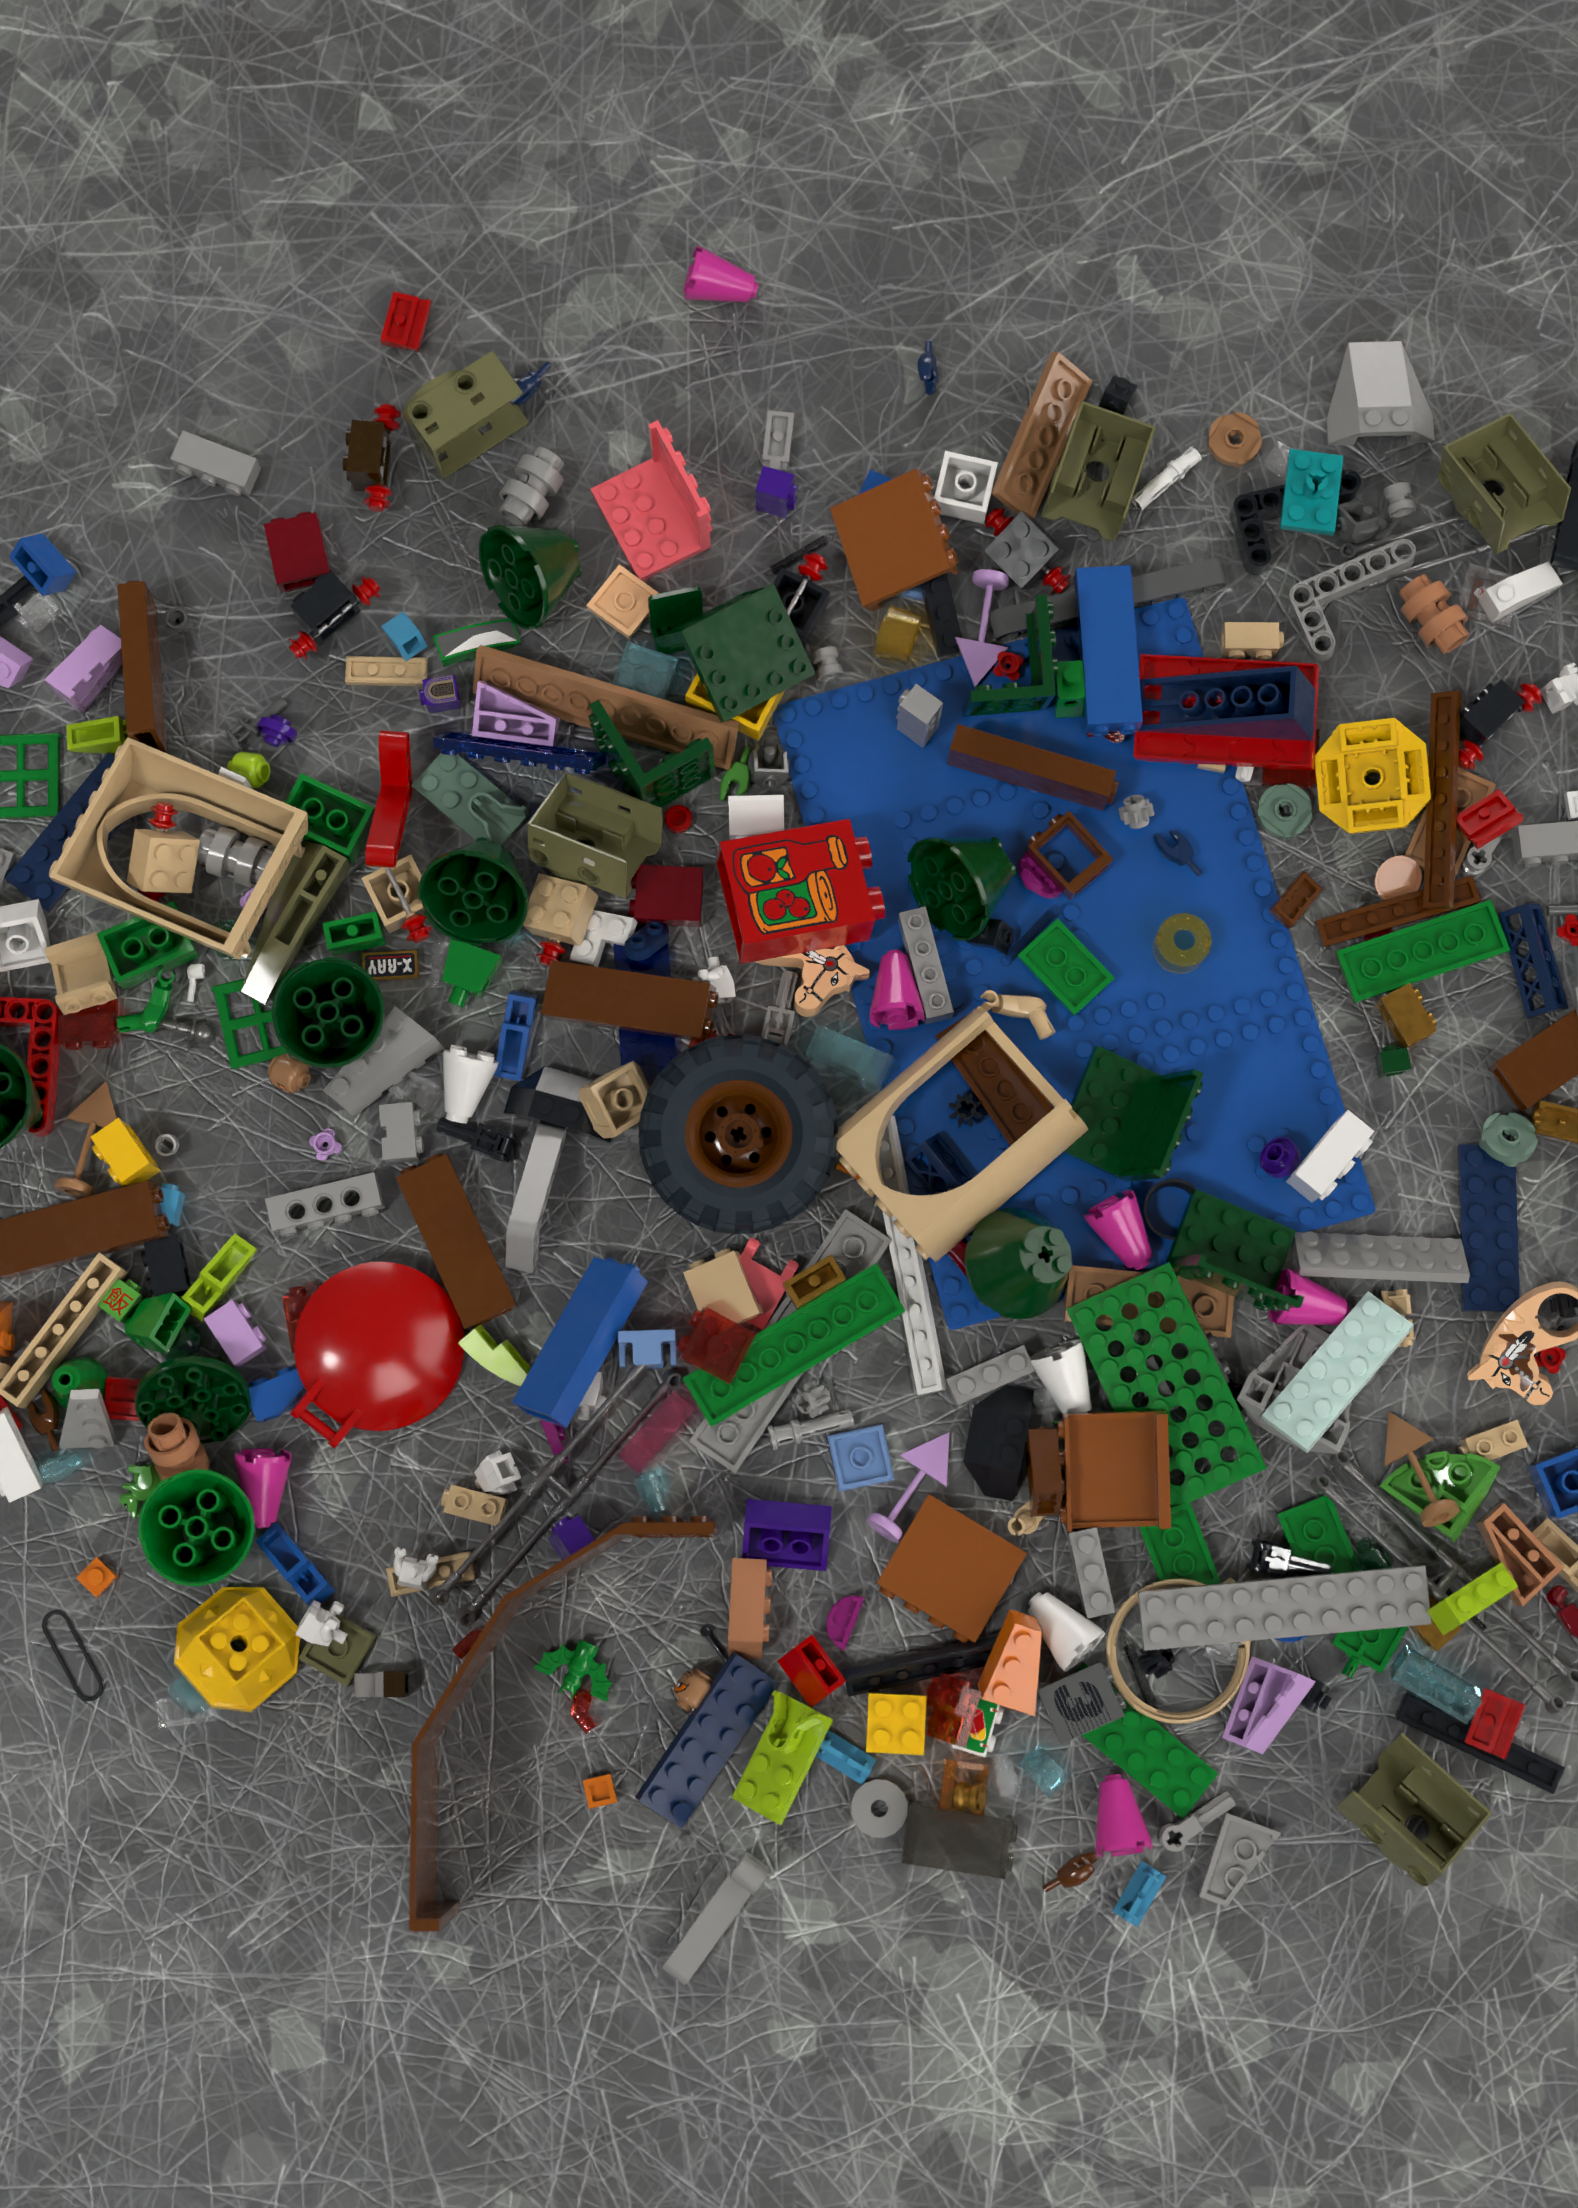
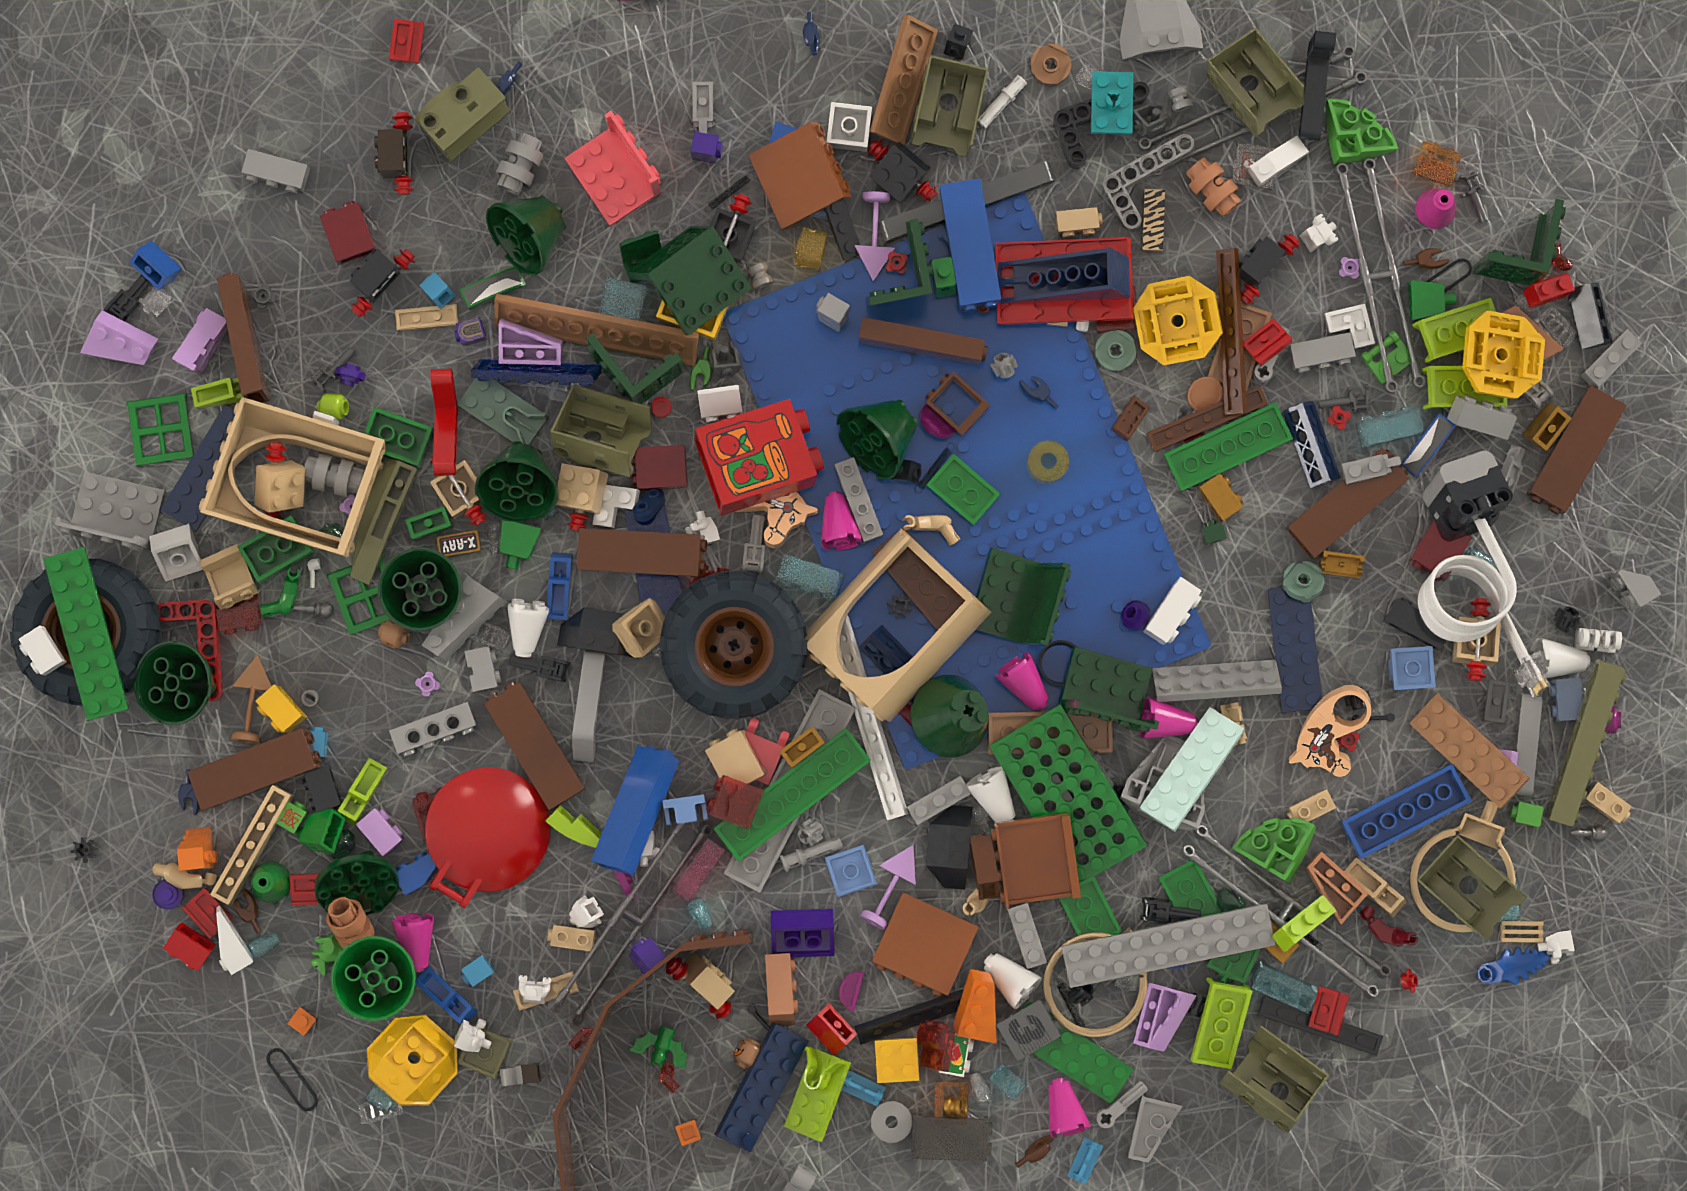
camera: 10 degrees left, 5 degrees up
(87, 1421) = (280, 910): light grey wing -> none
(341, 1536) = (477, 971): none -> dark azure brick
(622, 602) = (600, 244): light nougat plate -> none
(648, 1582) = (706, 980): none -> tan brick
(1345, 1725) = (1221, 1024): none -> lime plate
(1349, 650) = (1153, 220): none -> tile
(1402, 1441) = (1244, 814): medium nougat piece -> none

